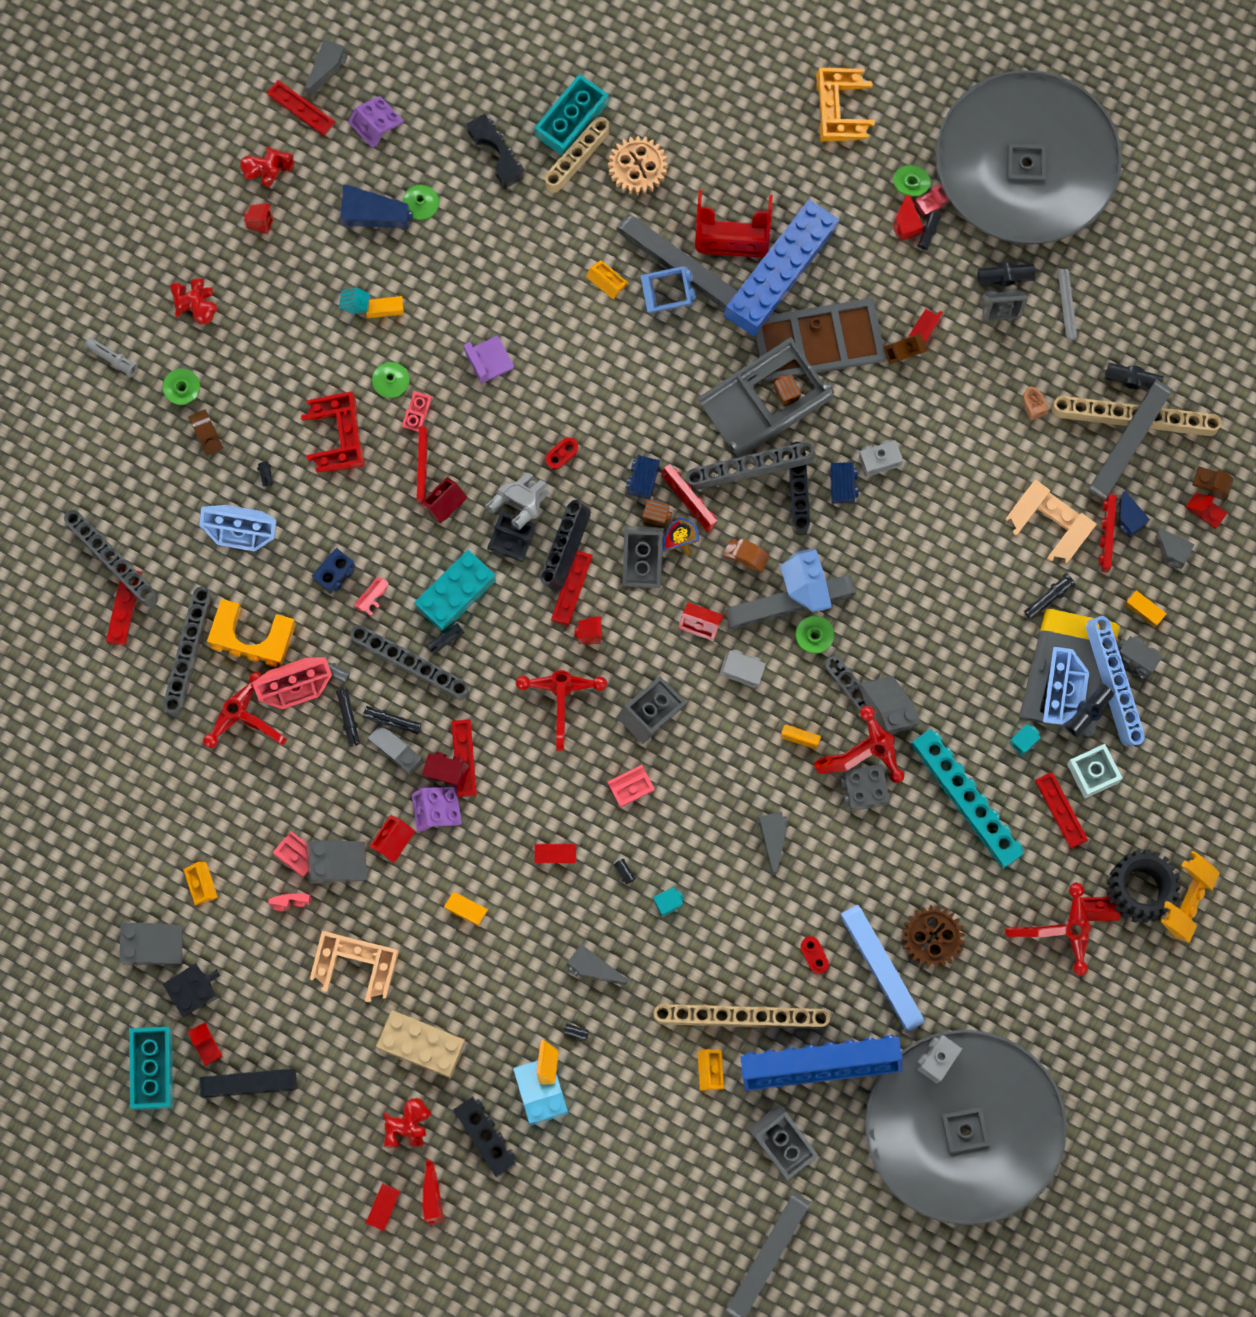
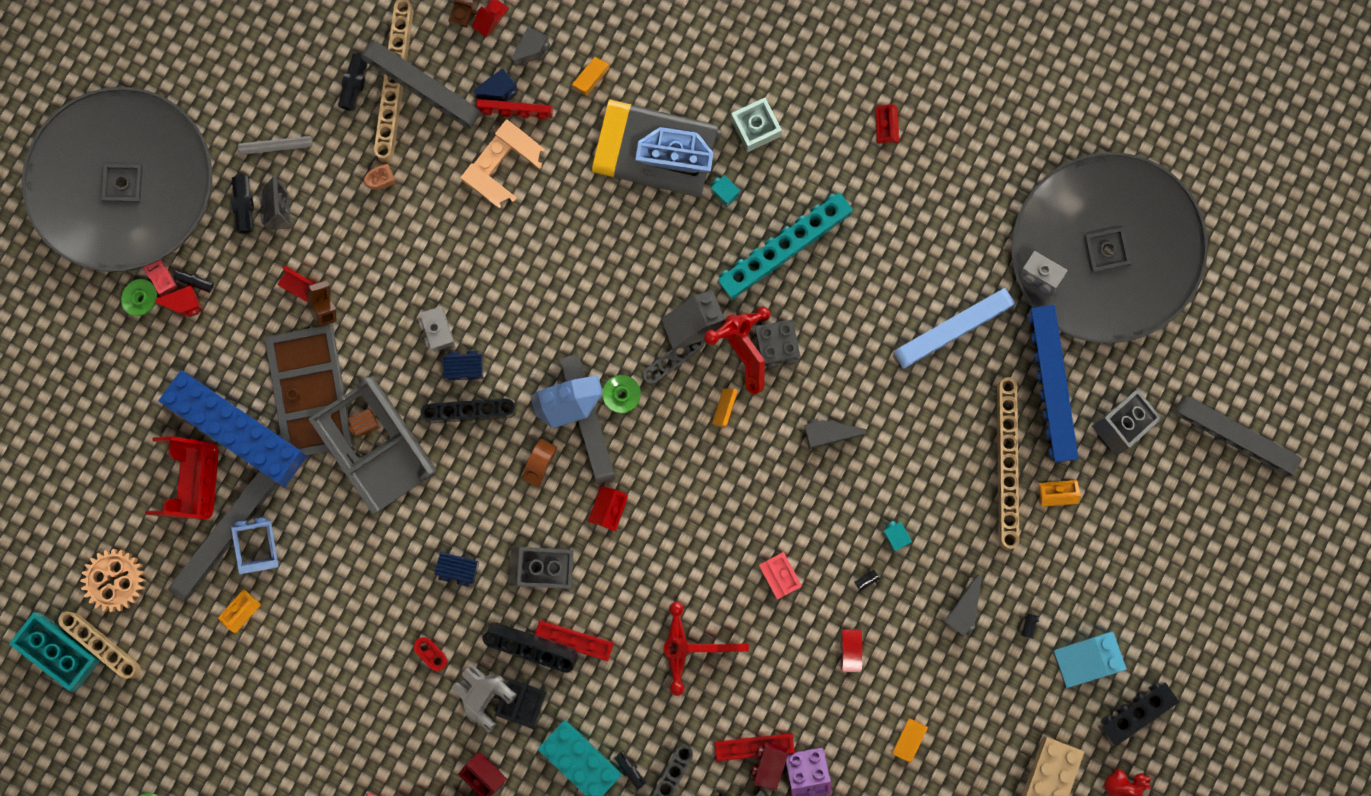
camera: 90 degrees left, 5 degrees up
(431, 1196) = (1212, 763): red wedge -> none
(483, 133) = (71, 746): black arch -> none
(488, 359) = (326, 733): medium lavender bracket -> none
(547, 1063) = (1064, 653): light orange slope -> none
(589, 631) = (621, 621): red slope -> none
(651, 709) = (701, 556): dark grey slope -> none
(656, 513) = (495, 554): dark orange brick -> none
(681, 534) = (520, 529): shield -> none
(687, 496) = (474, 525): red plate -> none
(742, 668) = (658, 466): light grey brick -> none
(760, 467) = (447, 467): dark grey beam -> none
(814, 955) = (943, 393): red plate -> none
(829, 84) = (28, 382): light orange wedge -> none
(946, 948) = (933, 267): reddish brown gear -> none
(1056, 591) = (574, 159): black pin -> none
(1061, 810) = (792, 158): red tile -> none
(1076, 917) = (912, 160): red piece -> none
(1089, 710) = (699, 126): black piece -> none
(1117, 671) = (667, 103): light blue beam -> none
(1139, 657) = (643, 81): dark grey brick -> none
(1158, 870) = (868, 60): black tyre -> none
(1180, 921) = (856, 27): light orange wedge -> none

